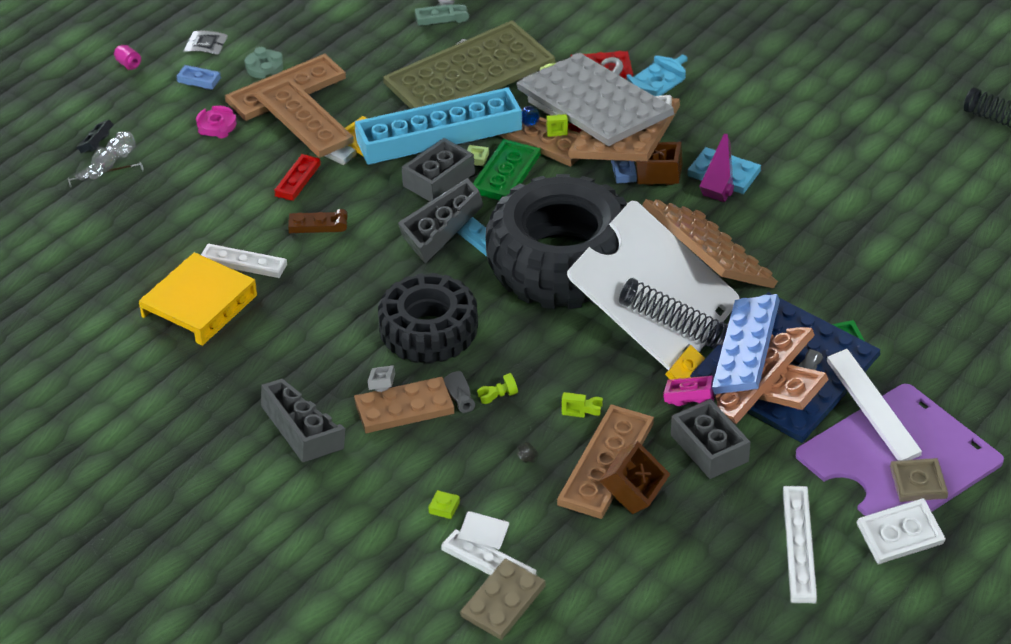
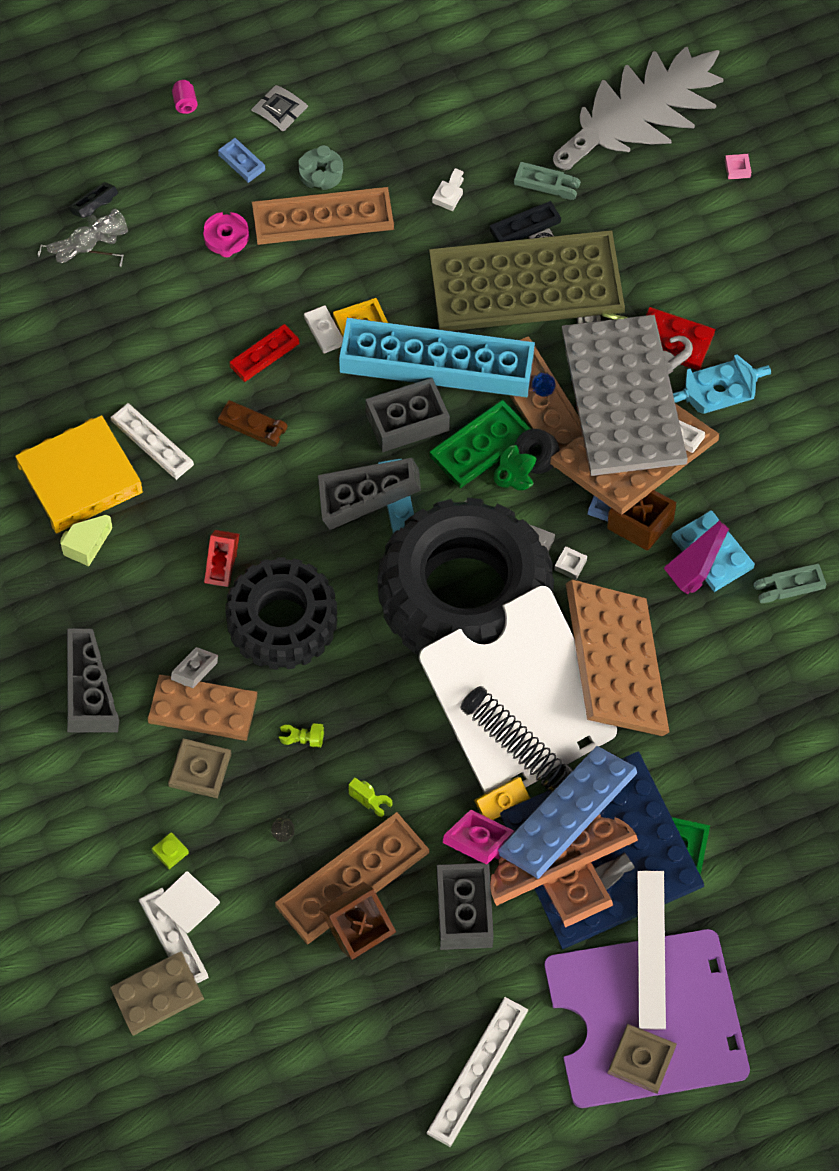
camera: 25 degrees right, 20 degrees up
(232, 335) = (86, 539): none -> yellowish green slope
(305, 117) = (311, 276): medium nougat plate -> none
(353, 304) = (221, 557): none -> red arch
(372, 46) = (449, 193): none -> white plate
(429, 443) = (199, 768): none -> dark tan tile
(445, 39) = (526, 223): none -> black plate
(459, 391) = (265, 715): dark grey piece -> none
(480, 154) = (463, 408): yellowish green plate -> none
(545, 168) = (517, 467): none -> green plate
(547, 146) = (548, 443): none -> black tyre
(557, 125) = (564, 411): lime plate -> none
(795, 166) = (791, 583): none -> sand green hinge
(900, 531) = (580, 1112): white plate -> none

